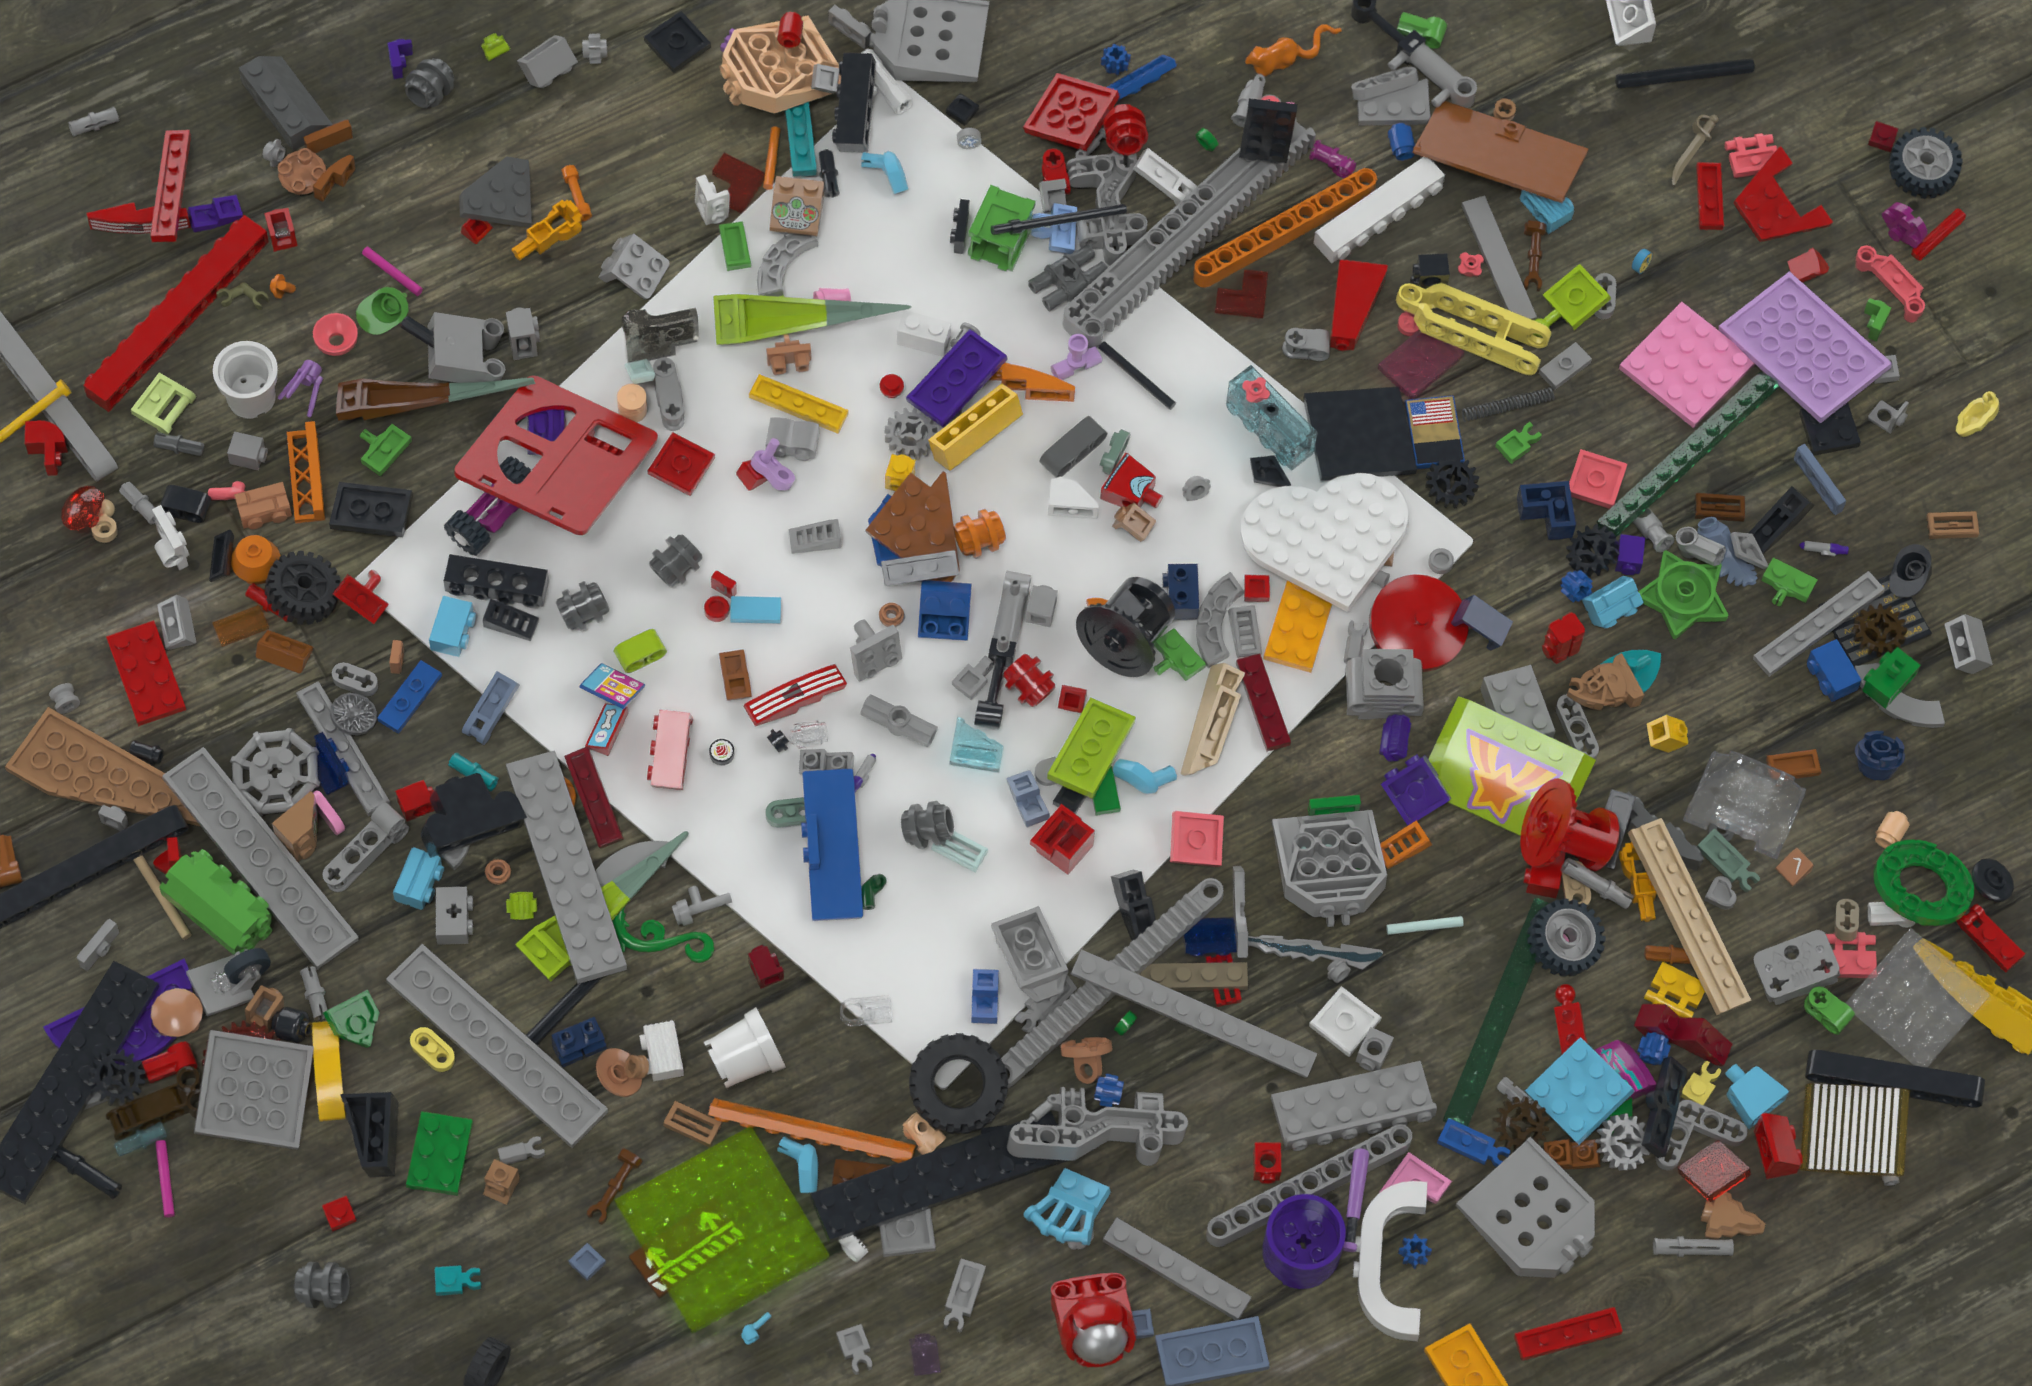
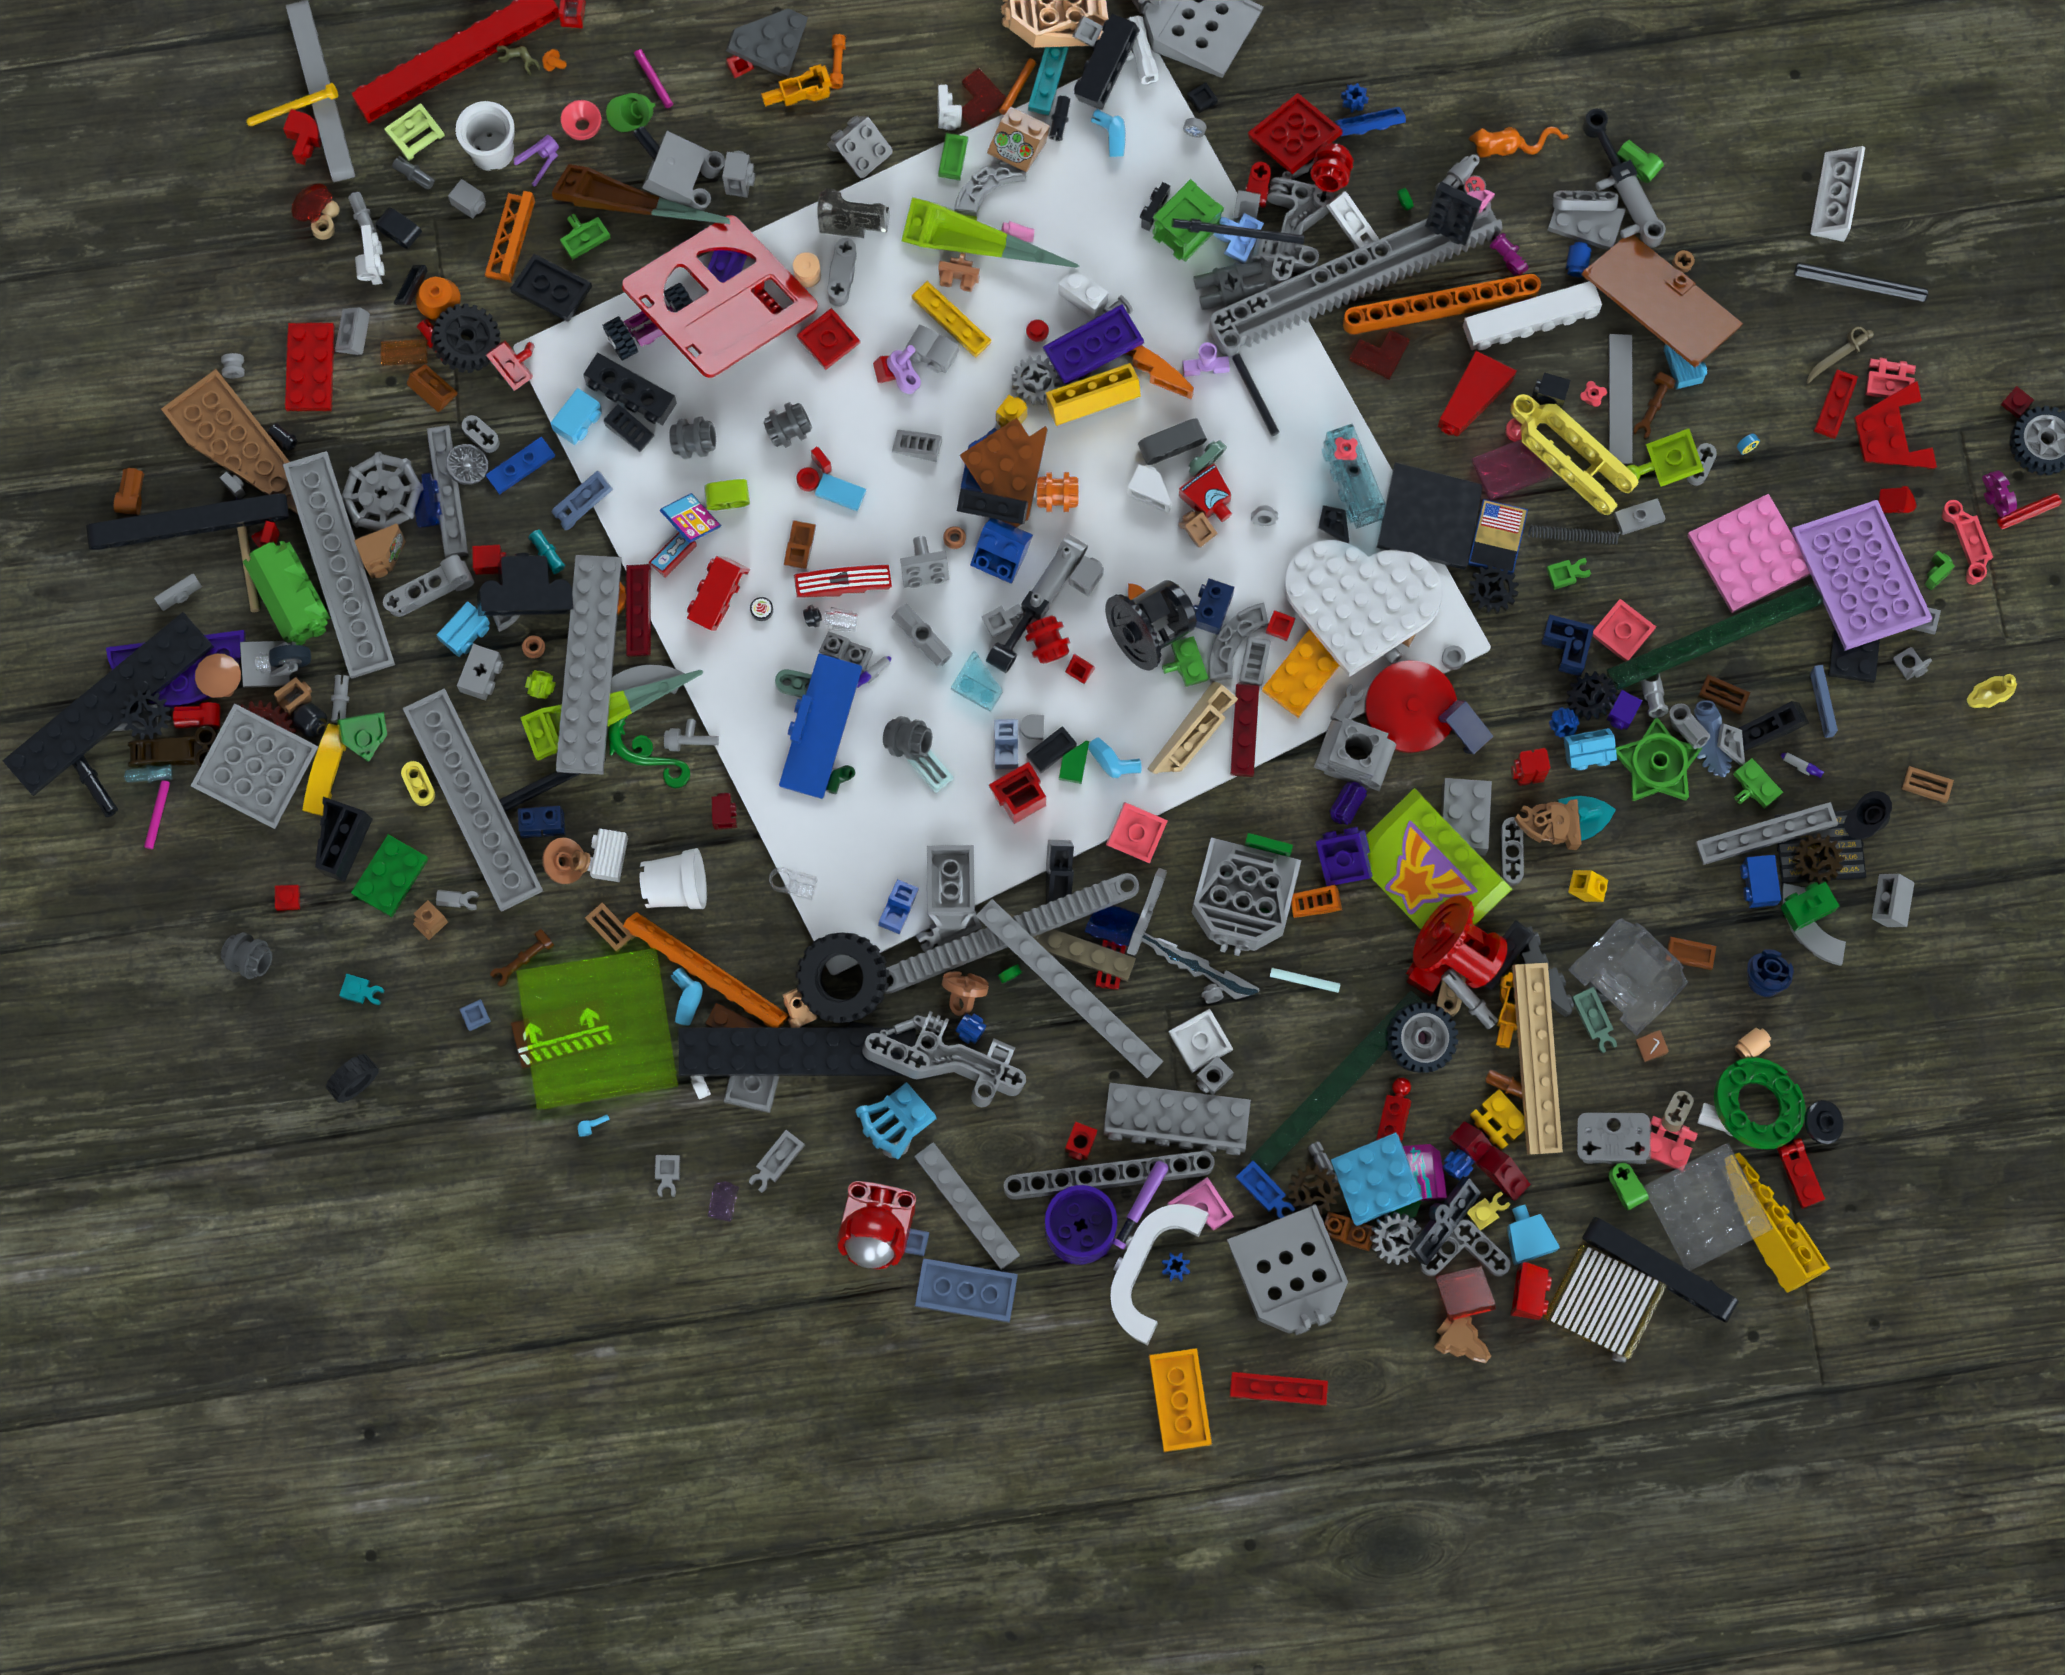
camera: 25 degrees right, 10 degrees up
(226, 493) = (437, 231): coral arm -> none
(263, 506) = (462, 253): nougat brick -> none
(328, 813) = (411, 544): bright pink tile -> none
(396, 657) = (521, 427): nougat tile -> none
(640, 371) = (823, 243): light aqua tile -> none
(1091, 747) = (1077, 719): lime plate -> none
(1309, 344) = (1420, 418): light grey piece -> none
(1662, 1246) = (1411, 1349): light grey pin -> none
(1721, 893) = (1577, 1046): light grey tile -> none

